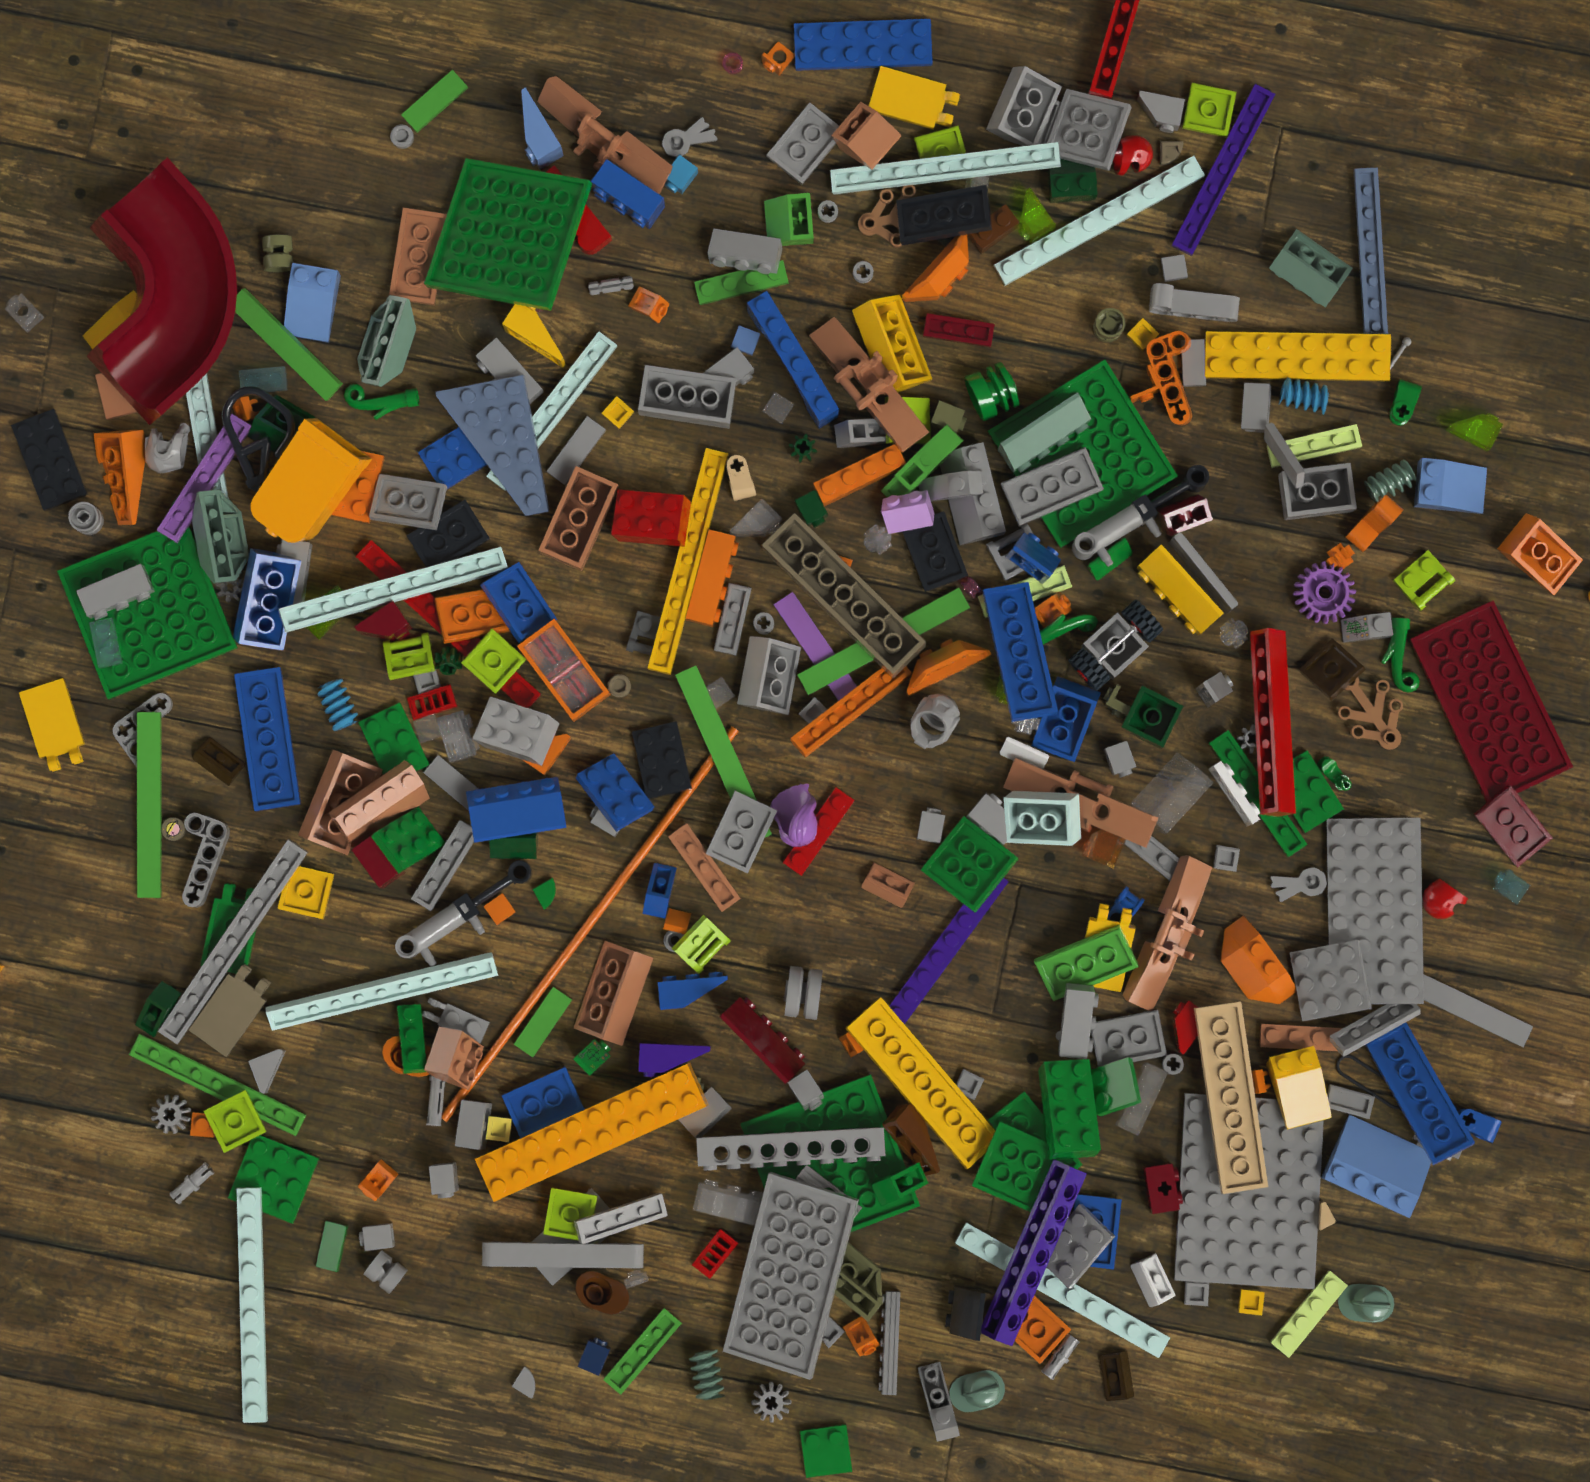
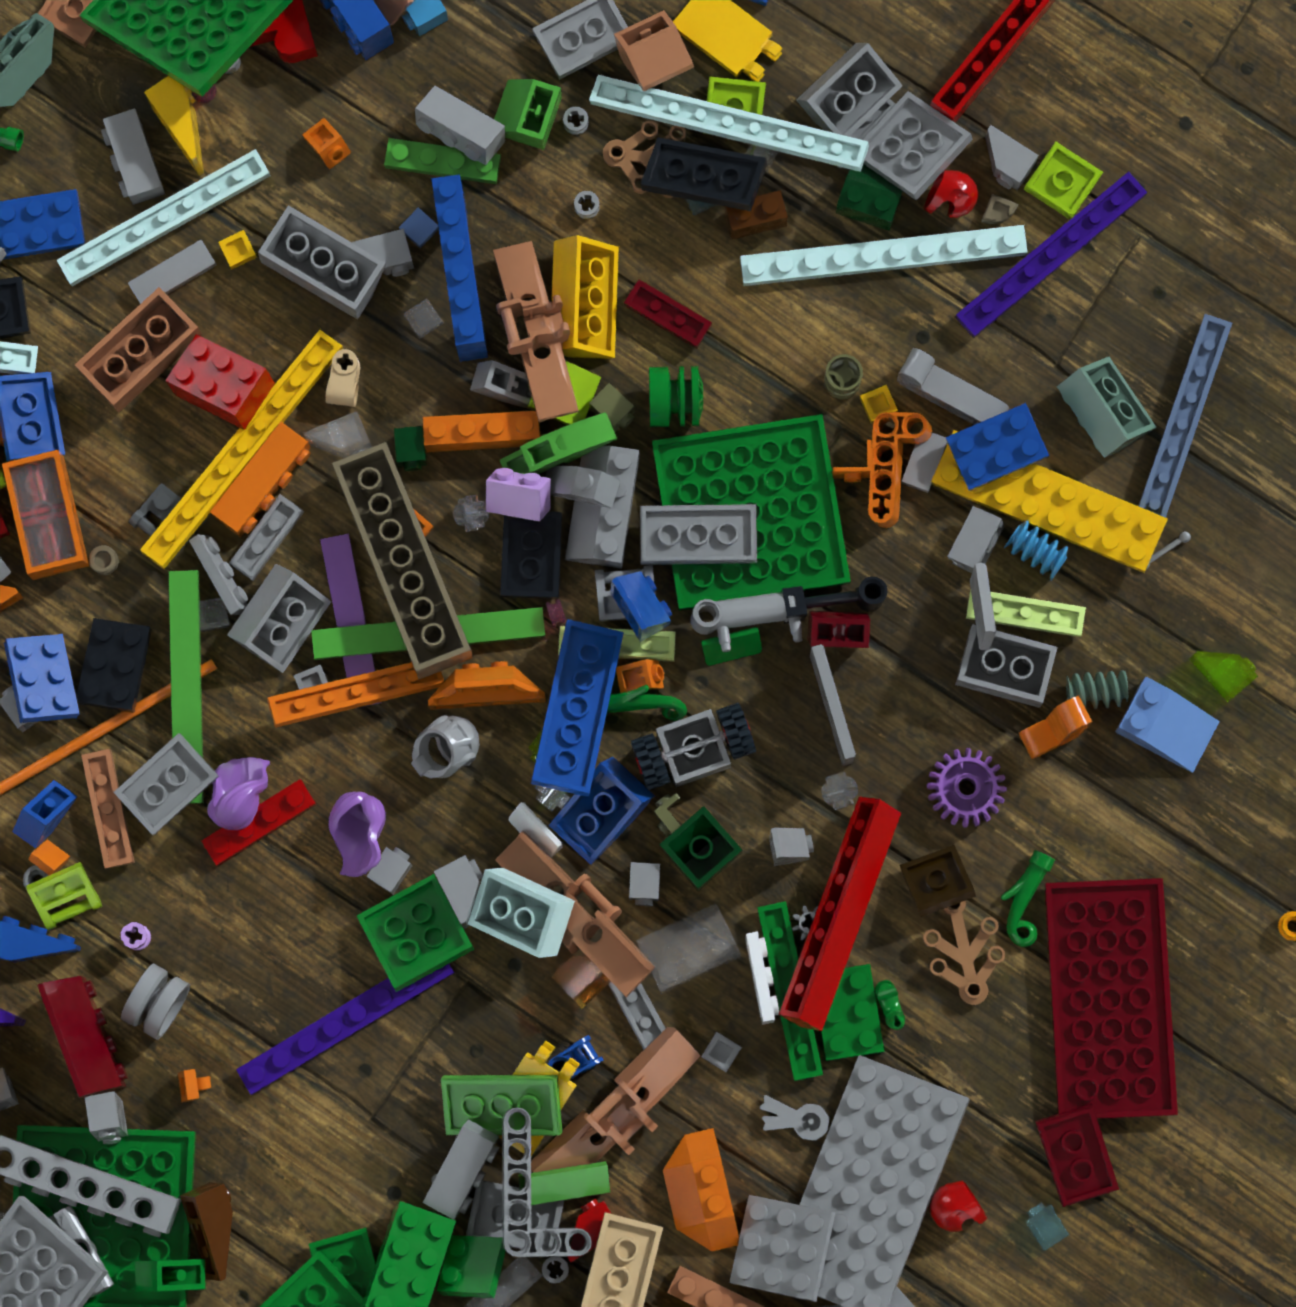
camera: 30 degrees right, 5 degrees down
(502, 430) = (94, 214): sand blue wing -> none
(610, 285) = (293, 104): light grey axle -> none
(711, 660) = (220, 573): none -> light grey plate
(758, 627) = (292, 560): light grey bush -> none
(760, 947) = (132, 928): none -> lavender bush
(799, 442) = (429, 367): dark green gear -> none
(887, 885) = (312, 918): nougat slope -> none
(894, 808) = (355, 827): none -> medium lavender piece
(922, 1082) = (249, 1166): yellow plate -> none
(941, 273) = (675, 240): orange wedge -> none
(969, 1084) = (305, 1192): light grey tile -> none
(1034, 219) = (807, 222): clear neon green slope -> none
(1045, 433) = (714, 467): sand green slope -> none
(1133, 1021) = (523, 1197): none -> light grey beam
(1154, 1000) = (568, 1183): none -> bright green tile
(1174, 268) = (947, 343): light grey tile -> none
(1179, 590) = (796, 715): yellow slope -> none
(1244, 331) = (997, 447): none -> blue plate
(1340, 556) = (1002, 752): orange gear -> none
(1367, 627) = (999, 849): light grey slope -> none
(1405, 398) = (1155, 602): green piece -> none
(1418, 574) = (1088, 812): lime plate -> none
(1540, 553) = (1241, 846): orange slope -> none

